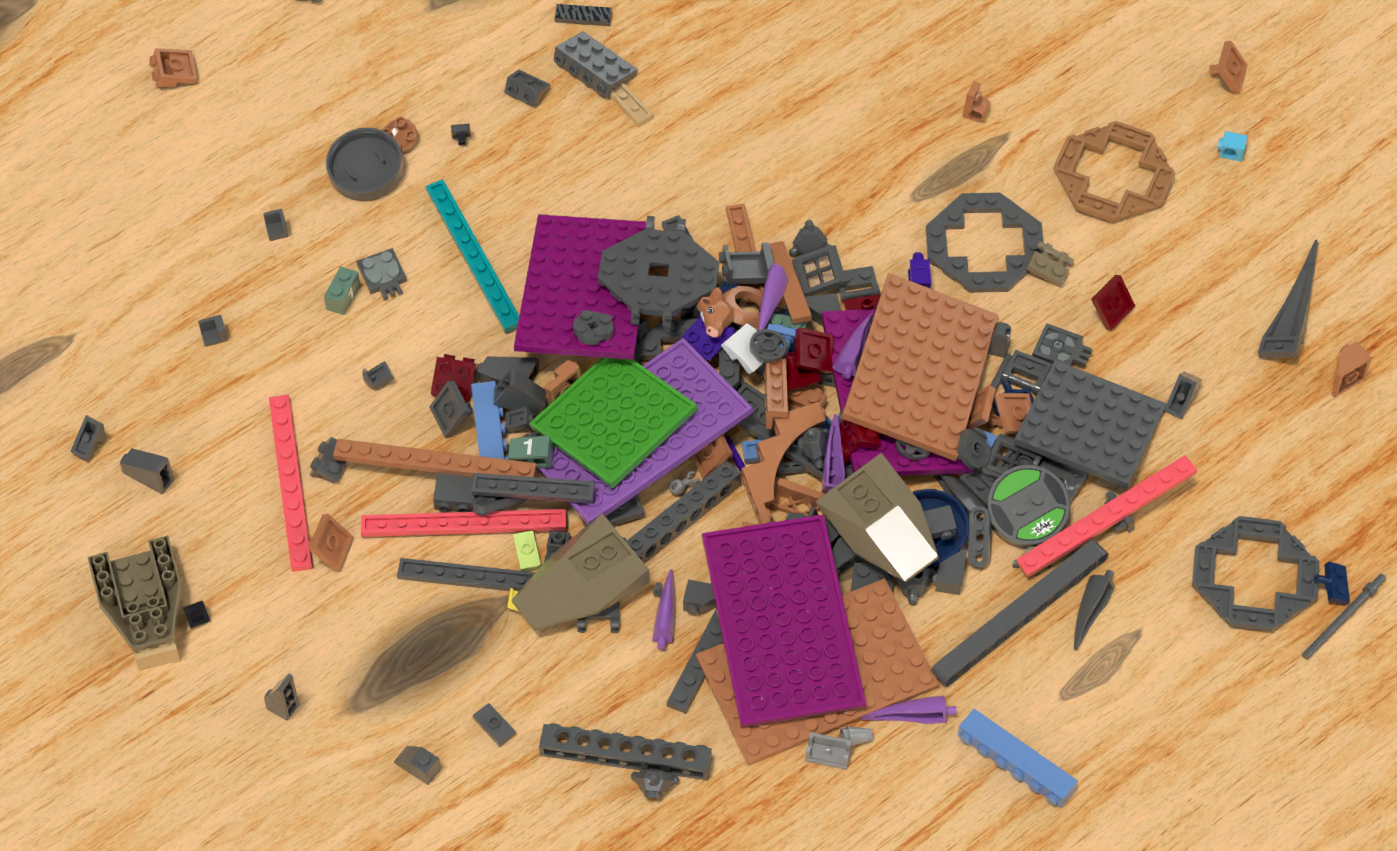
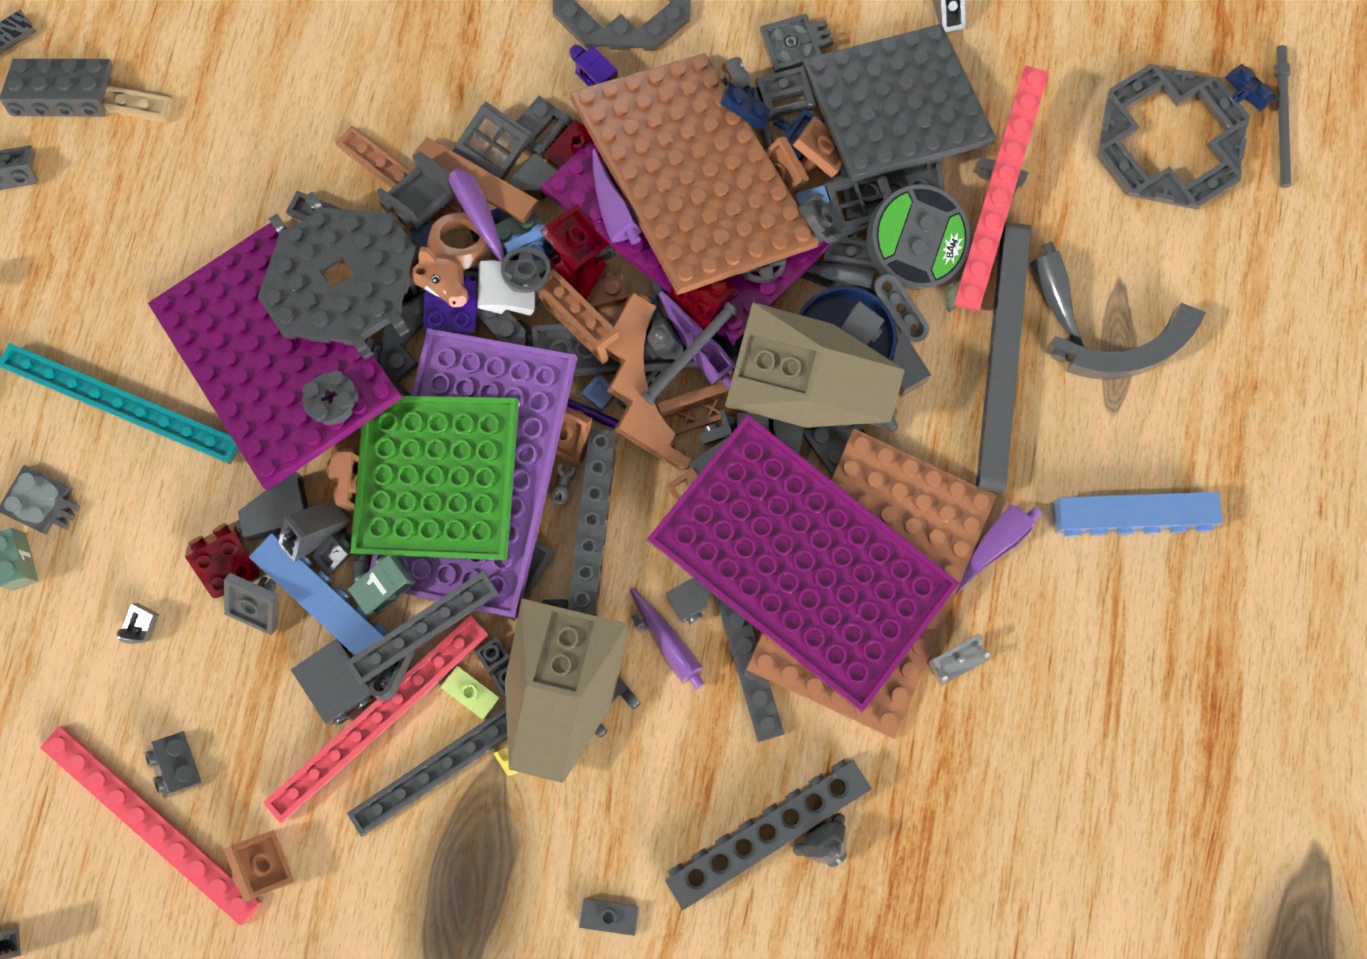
camera: 40 degrees left, 20 degrees up
(428, 460) = (285, 682): nougat plate -> none
(808, 240) = (454, 116): dark grey rock -> none
(820, 458) = (728, 311): none -> dark grey bar
(856, 734) = (968, 620): light grey cone -> none
(990, 357) = (745, 106): none -> dark blue plate
(1105, 678) = (1132, 362): none -> dark grey arch

